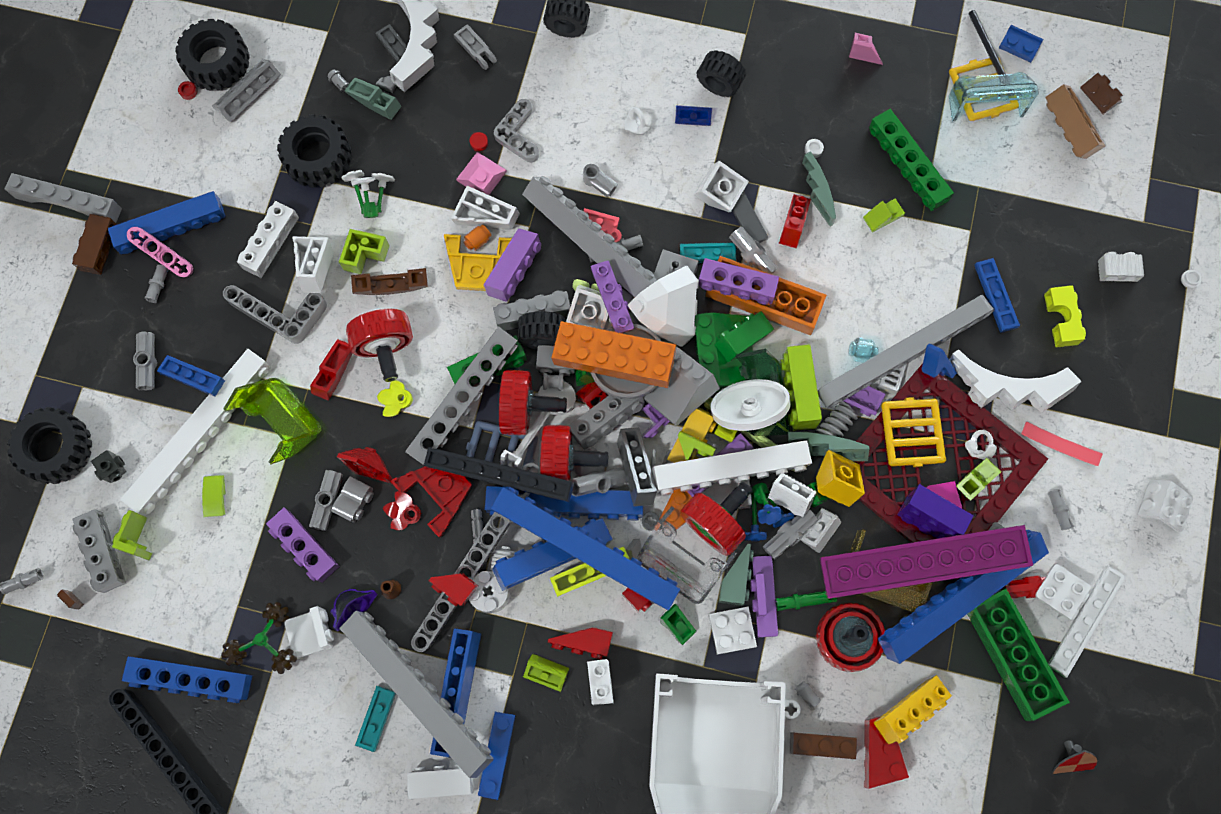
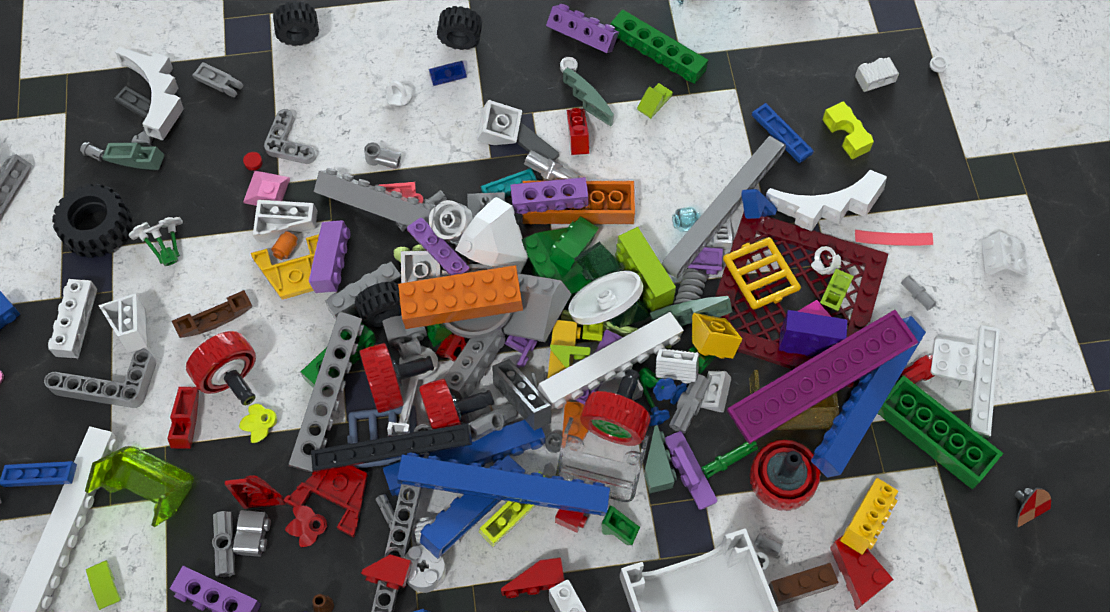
camera: 25 degrees left, 10 degrees down
(359, 247) = (172, 291): lime brick -> none
(623, 273) = (440, 218): none -> white brick
(732, 630) = (673, 513): white plate -> none
(842, 114) = (582, 28): none -> medium lavender brick

